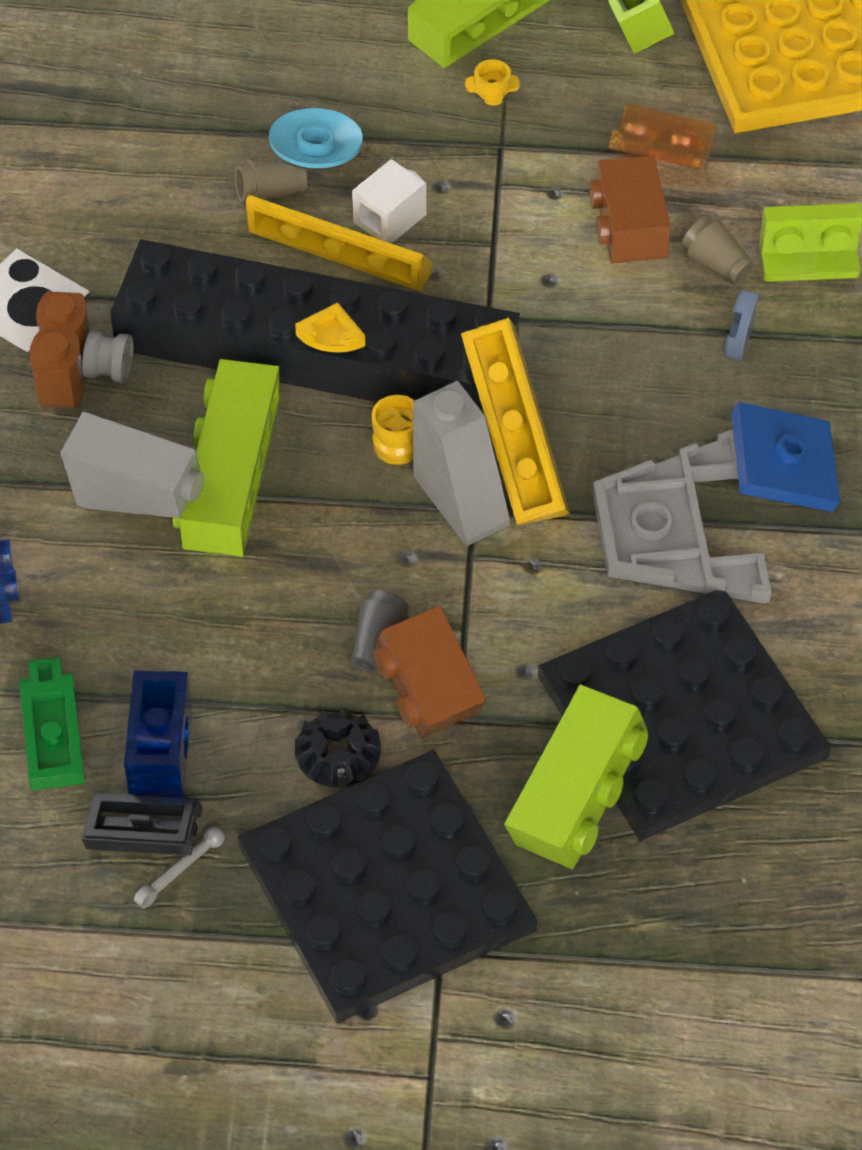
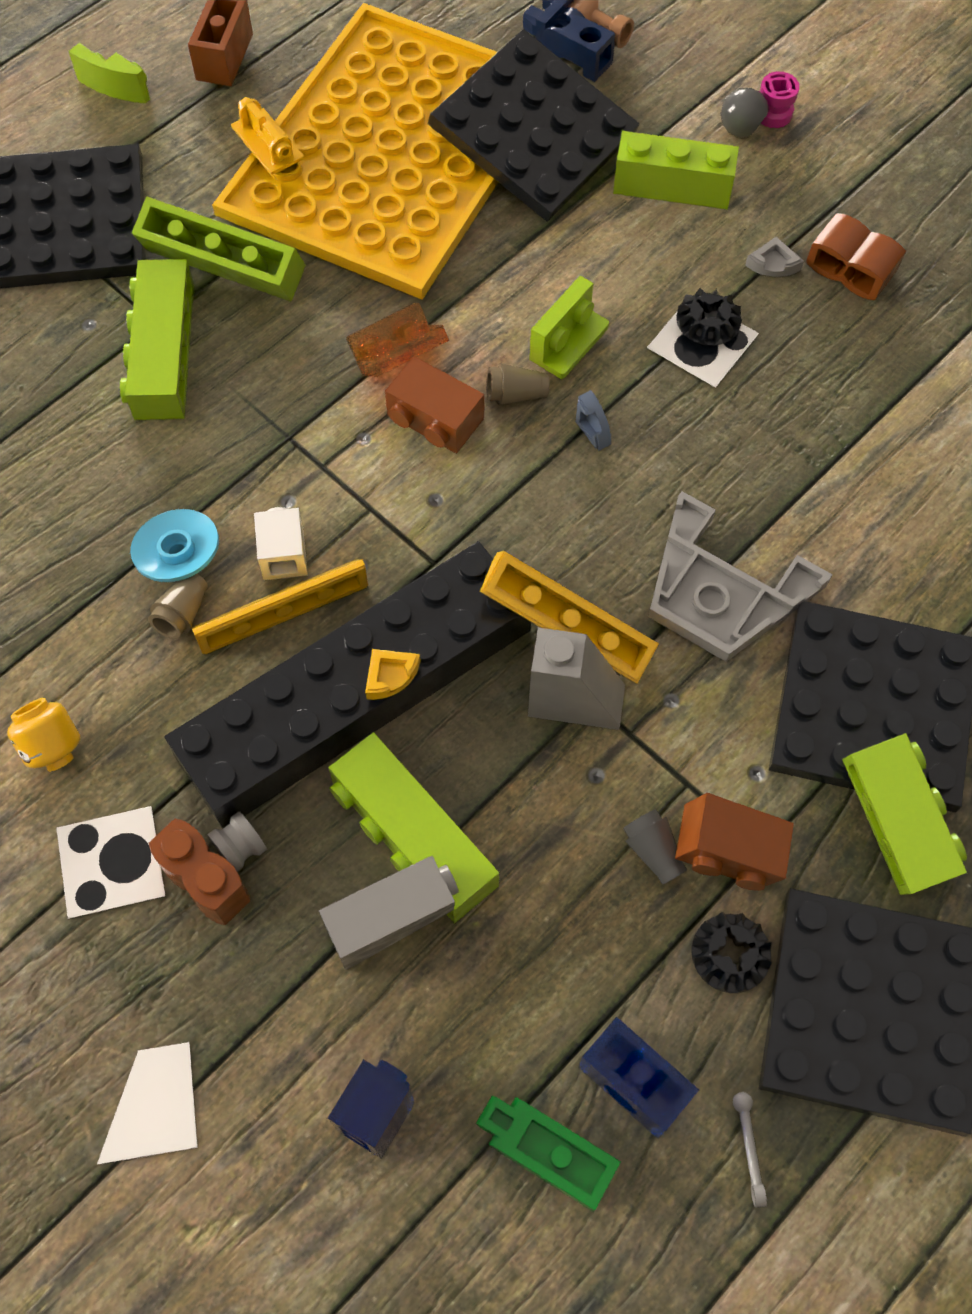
camera: 50 degrees left, 10 degrees up
(75, 177) = (43, 735): none -> yellow head
(141, 832) = (661, 1180): black tile -> none
(393, 429) = (490, 686): yellow wheel -> none
(492, 81) = (232, 390): yellow plate -> none
(785, 457) = (726, 481): blue plate -> none

